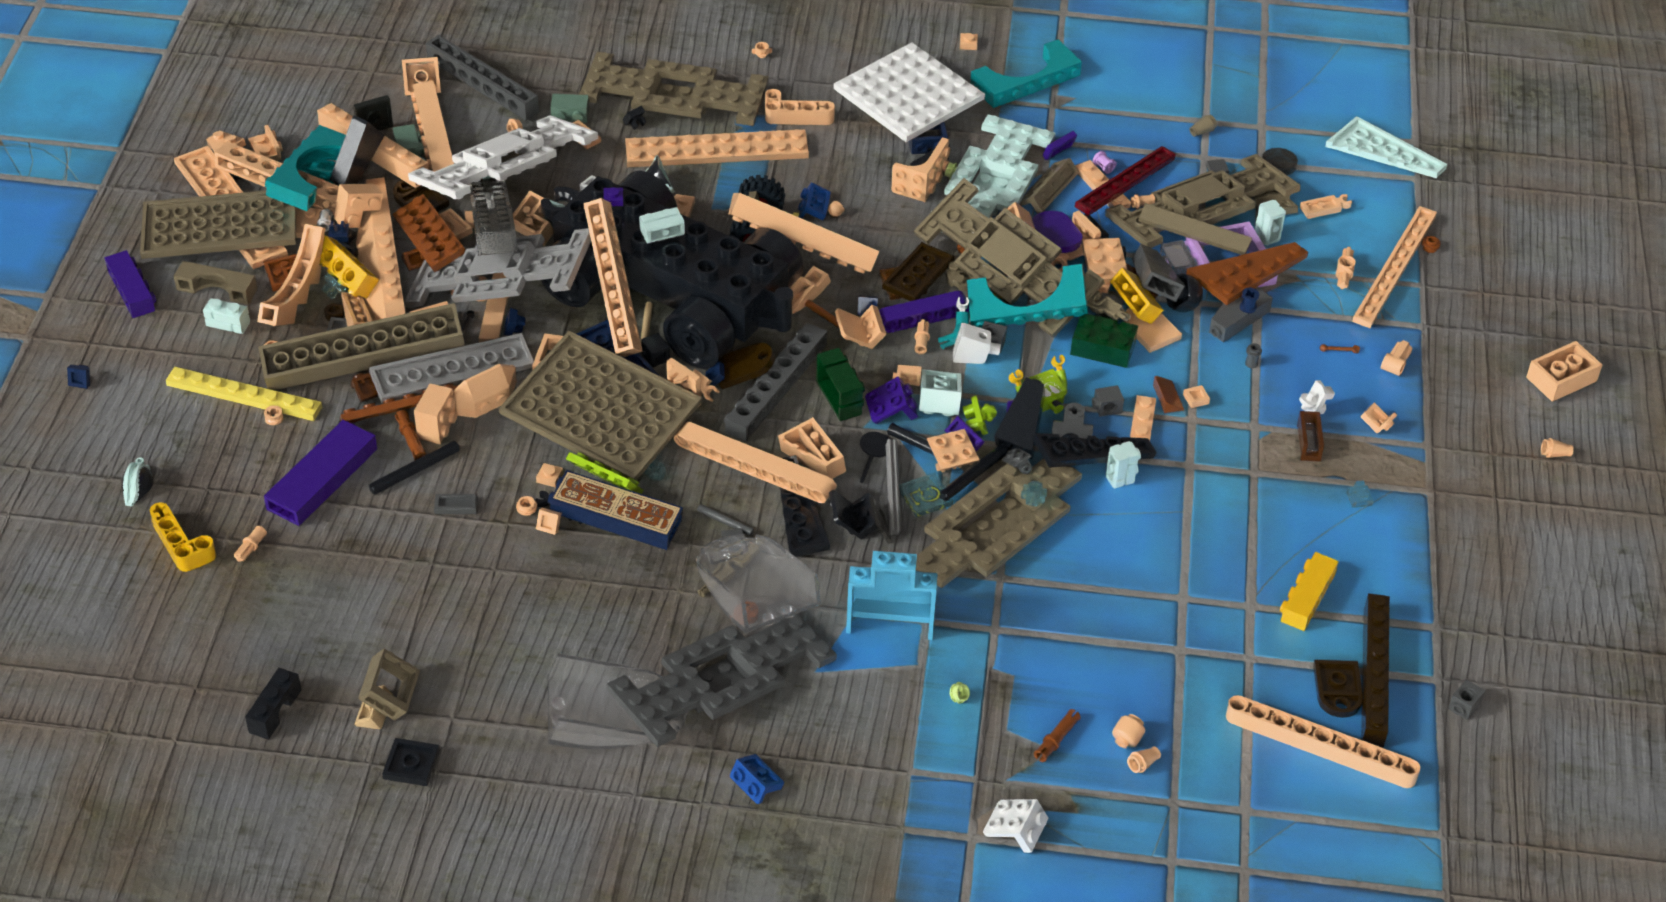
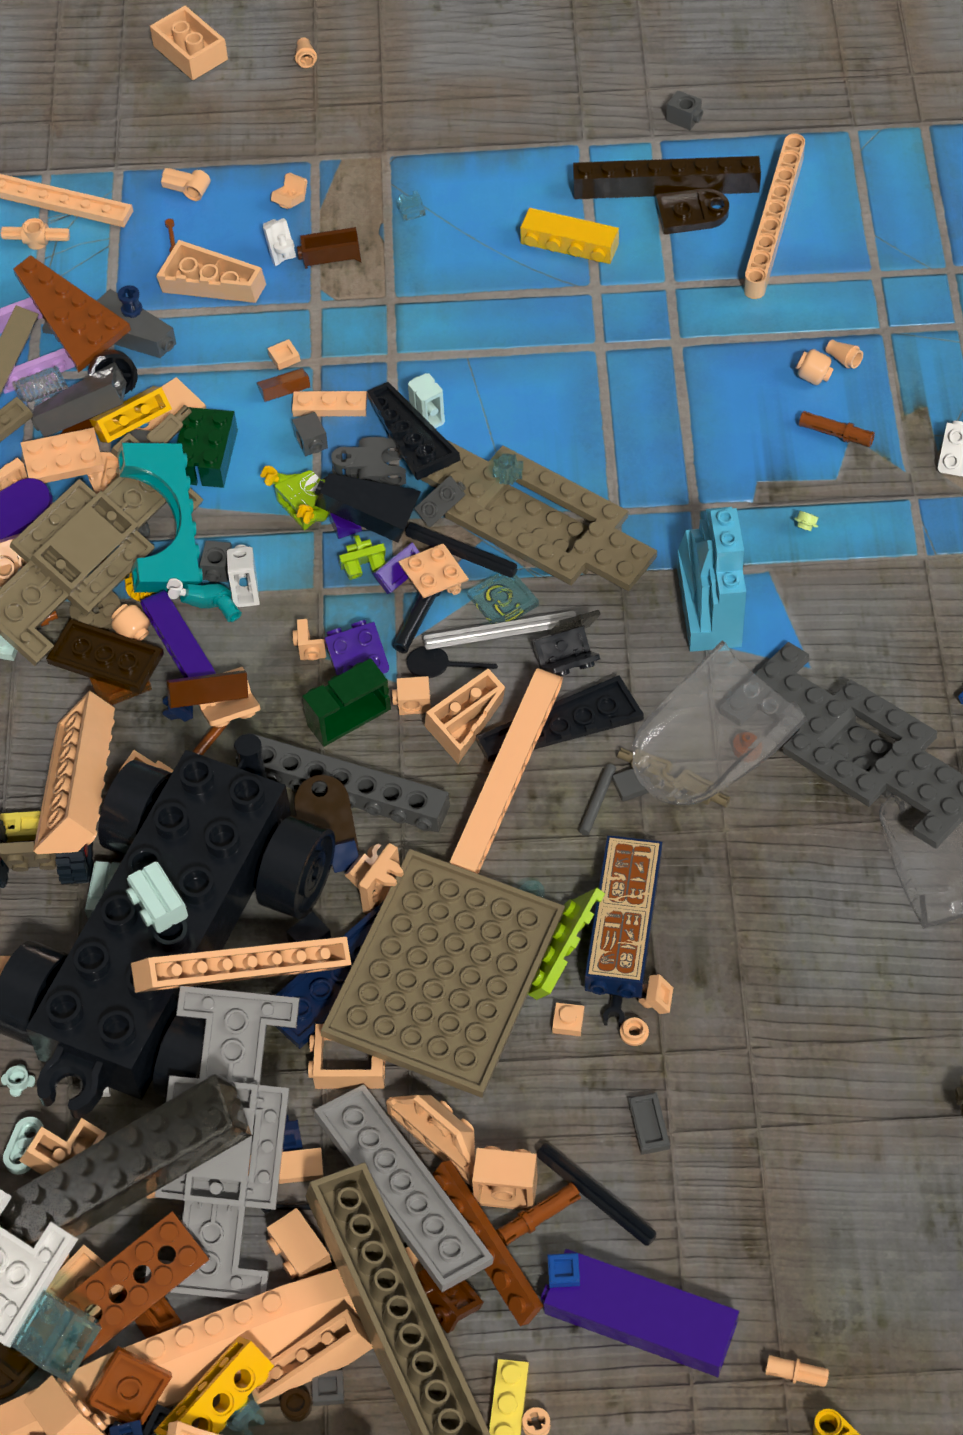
camera: 95 degrees left, 10 degrees up
(358, 429) = (563, 1270): none -> blue tile
(367, 231) = (128, 1387): none -> dark orange tile
(404, 196) = (56, 1335): none -> clear light blue slope
(614, 195) = (94, 980): dark purple plate -> none
(842, 427) = (412, 695): none -> light nougat brick
(866, 310) = (207, 689): none -> reddish brown tile
(922, 337) = (224, 638): light nougat axle -> none
(940, 392) = (326, 600): light aqua slope -> none
(944, 284) = (130, 622): none -> light nougat head
(1253, 353) = (206, 302): dark grey pin -> none
(1286, 357) = (209, 274): none -> light nougat wedge

